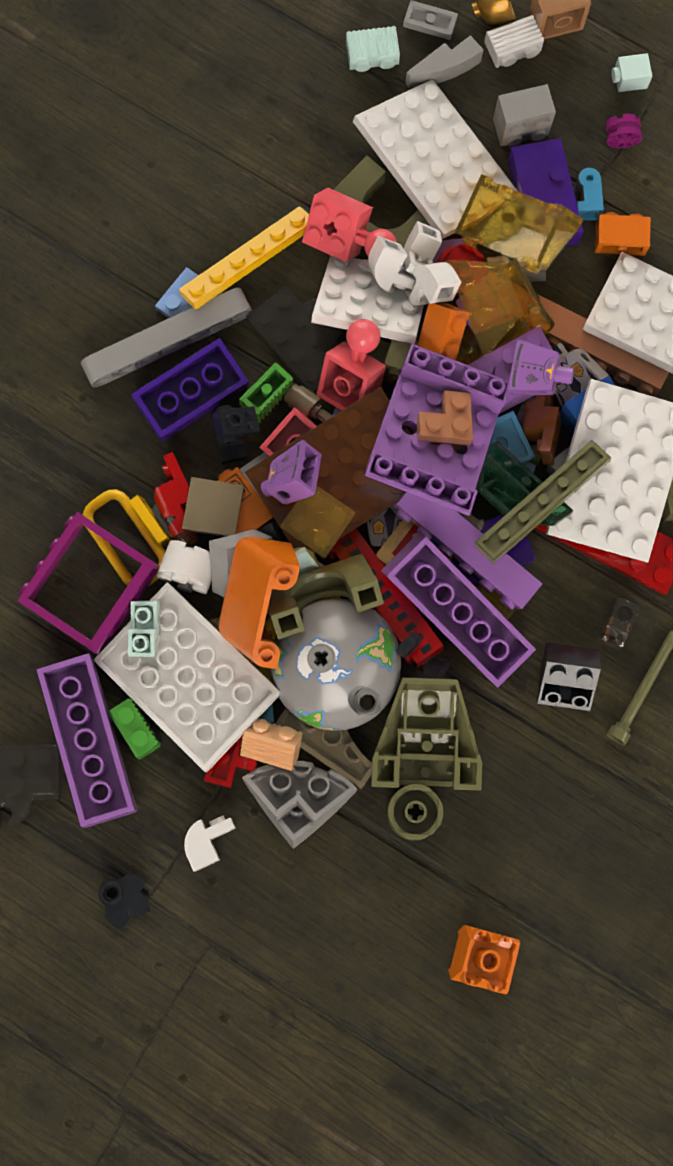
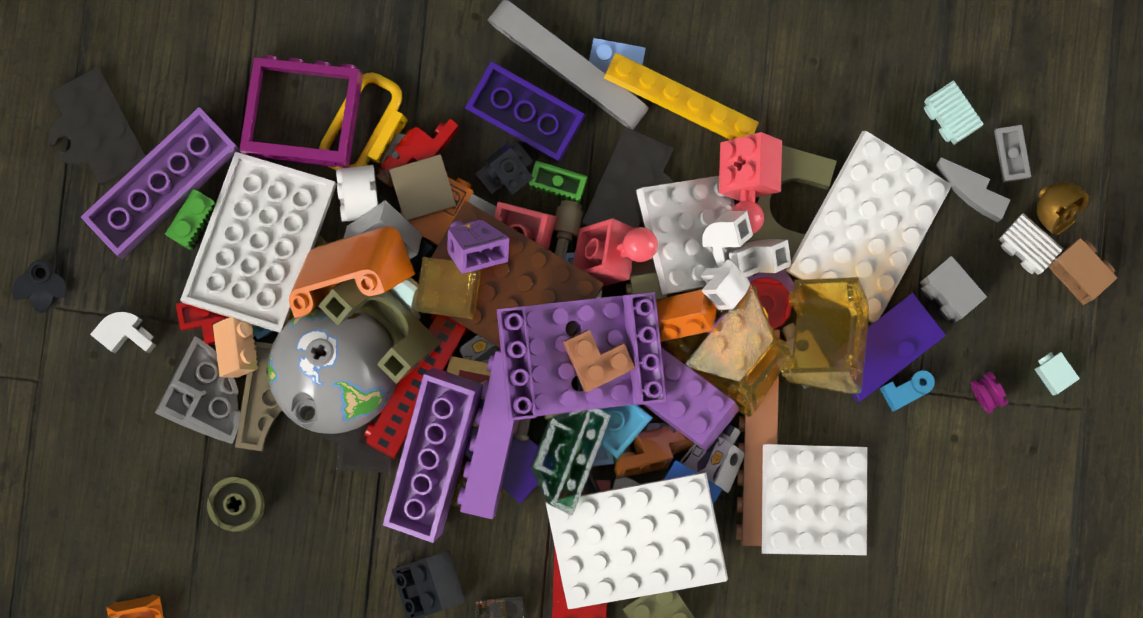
camera: 65 degrees right, 5 degrees up
(144, 628) = (282, 183): light aqua slope -> none
(409, 645) = (377, 425): black tile -> none
(427, 739) = (304, 483): olive wedge -> none
(537, 370) = (686, 418): medium lavender torso -> none
(542, 502) = (564, 482): olive tile -> none
(622, 234) = (884, 440): orange brick -> none

